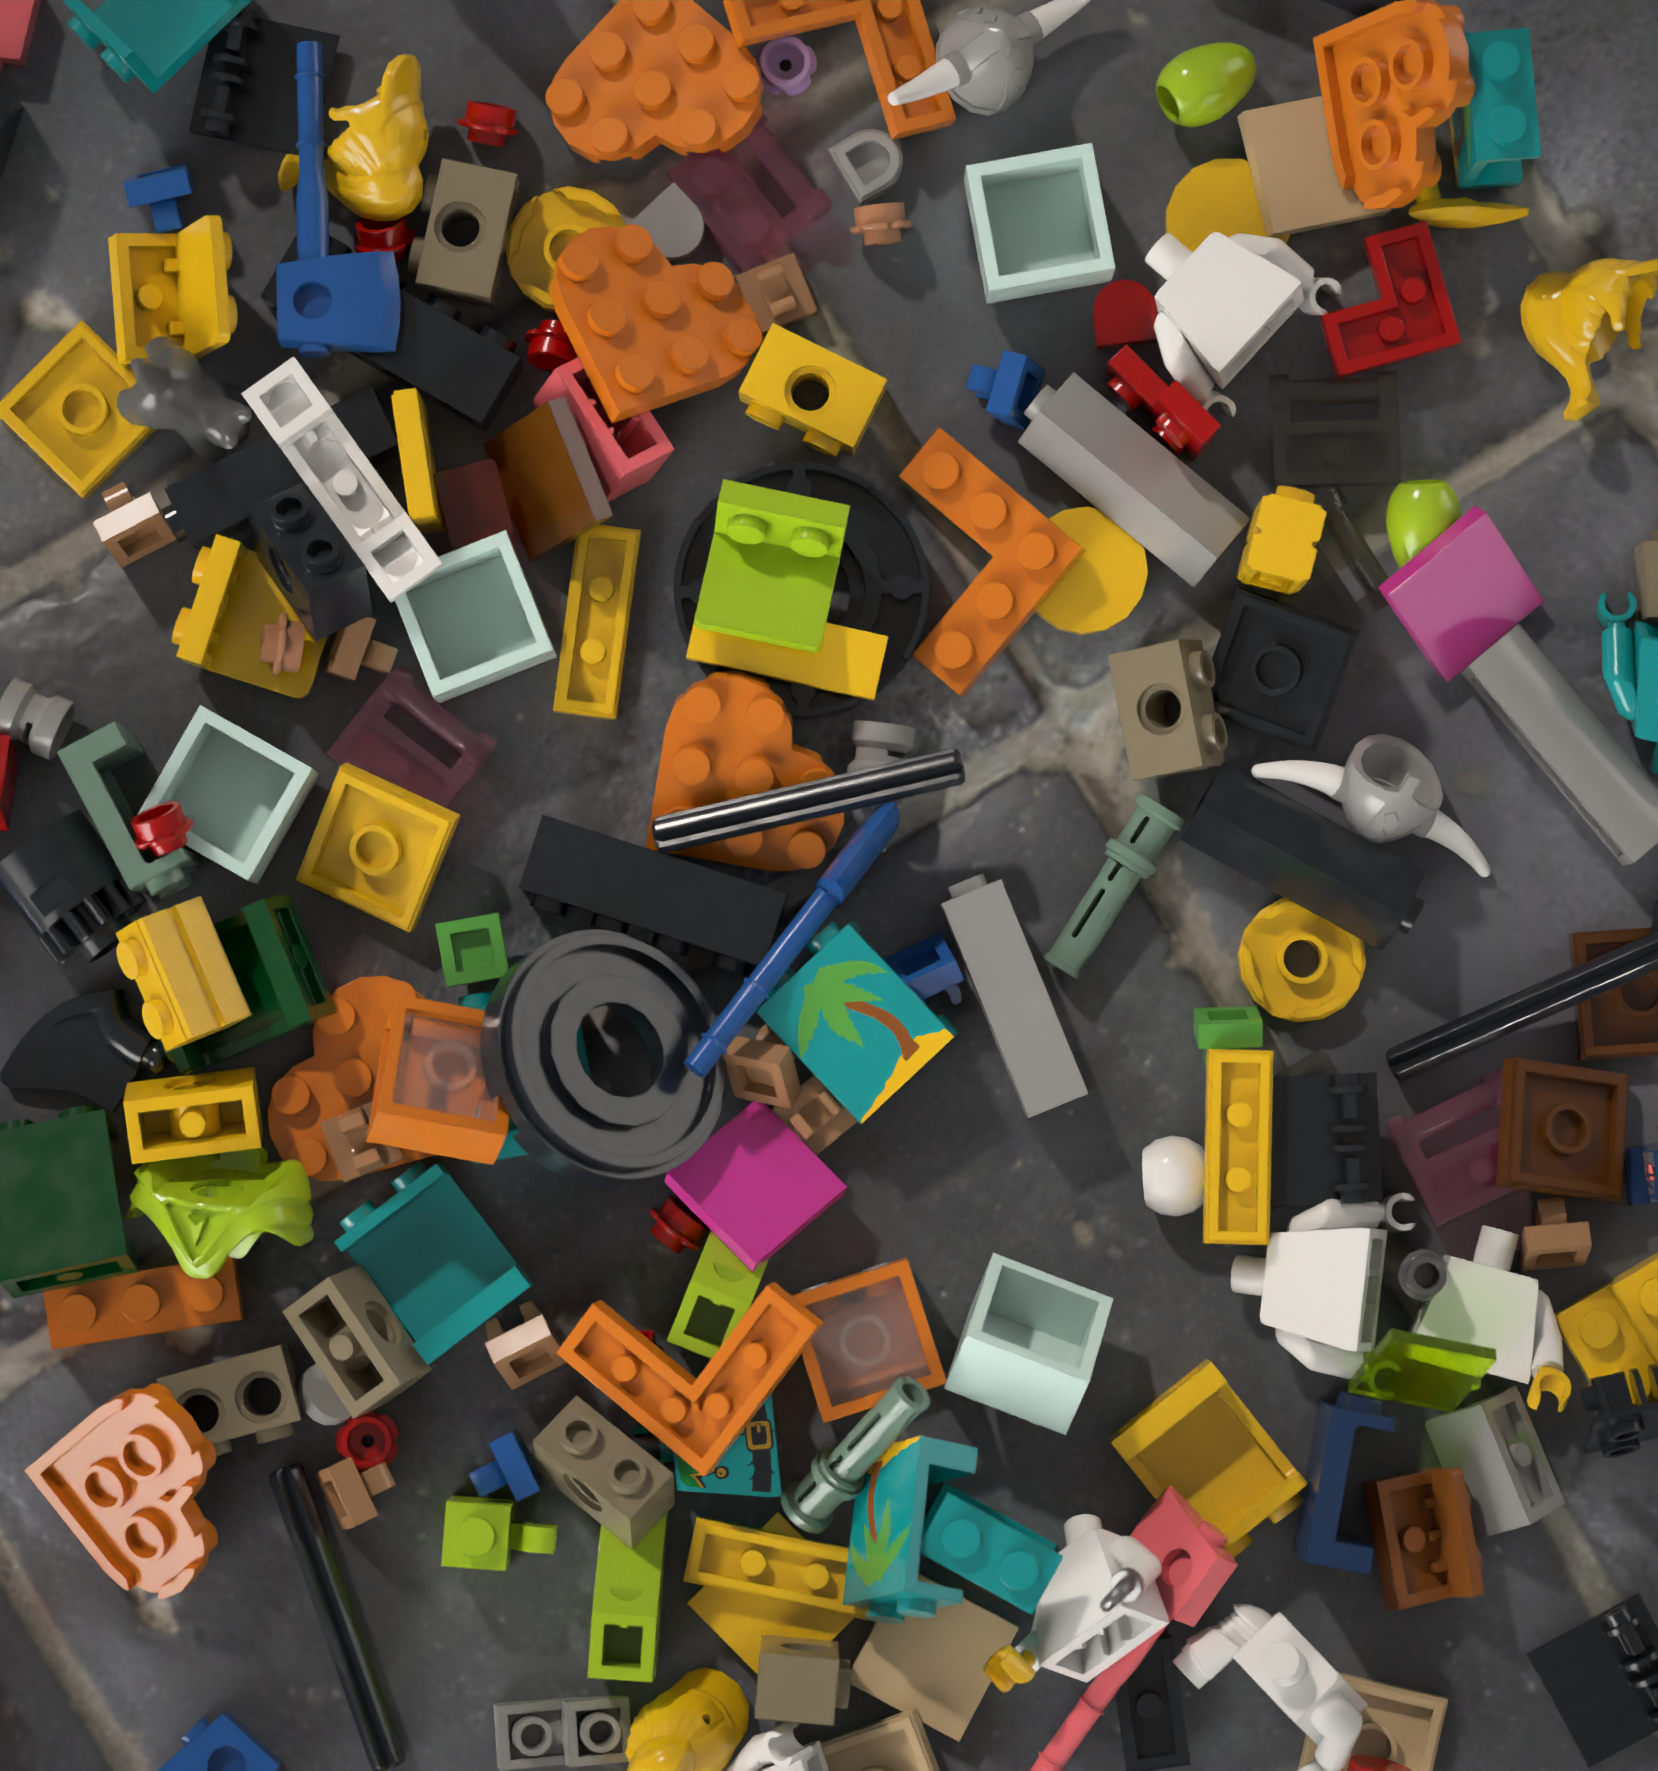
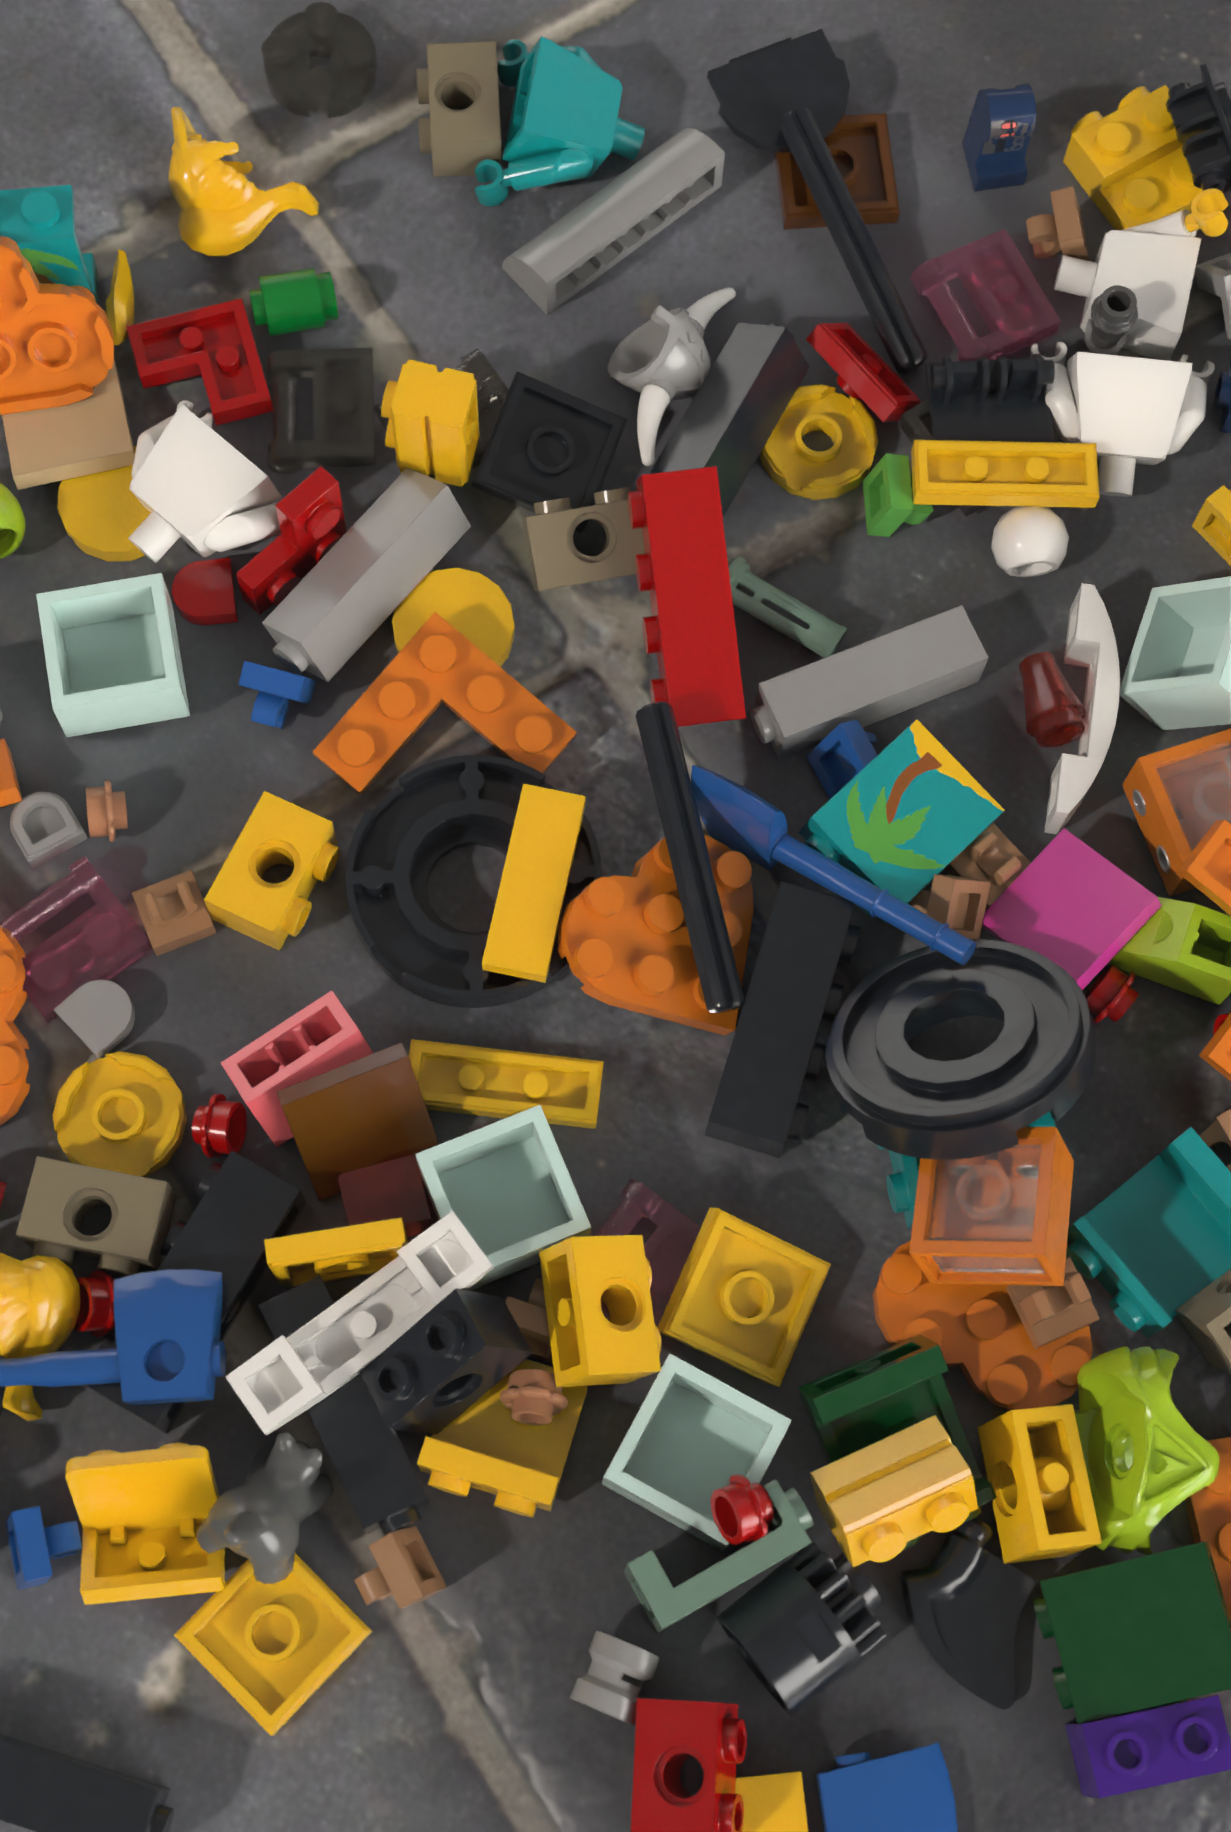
camera: 95 degrees left, 15 degrees down
(379, 680) = (582, 1340): none -> yellow brick
(472, 950) = (848, 1194): bright green tile -> none
(649, 326) = (201, 1024): orange plate -> none
(772, 566) = (453, 887): lime bracket -> none
(879, 743) = (631, 806): light grey wheel -> none
(991, 1185) = (1050, 704): none -> clear red cone
(1059, 1233) = (1094, 646): none -> white slope
(1090, 807) = (689, 595): none -> red brick
(1377, 1009) = (862, 371): none -> red plate
(1418, 515) = (416, 329): lime animal -> none
(1422, 1370) = (1199, 318): clear neon green piece -> none
(1461, 397) = (294, 301): none -> green brick
(1461, 593) = (477, 296): dark pink tile -> none
(1562, 1130) = (966, 219): reddish brown tile -> none

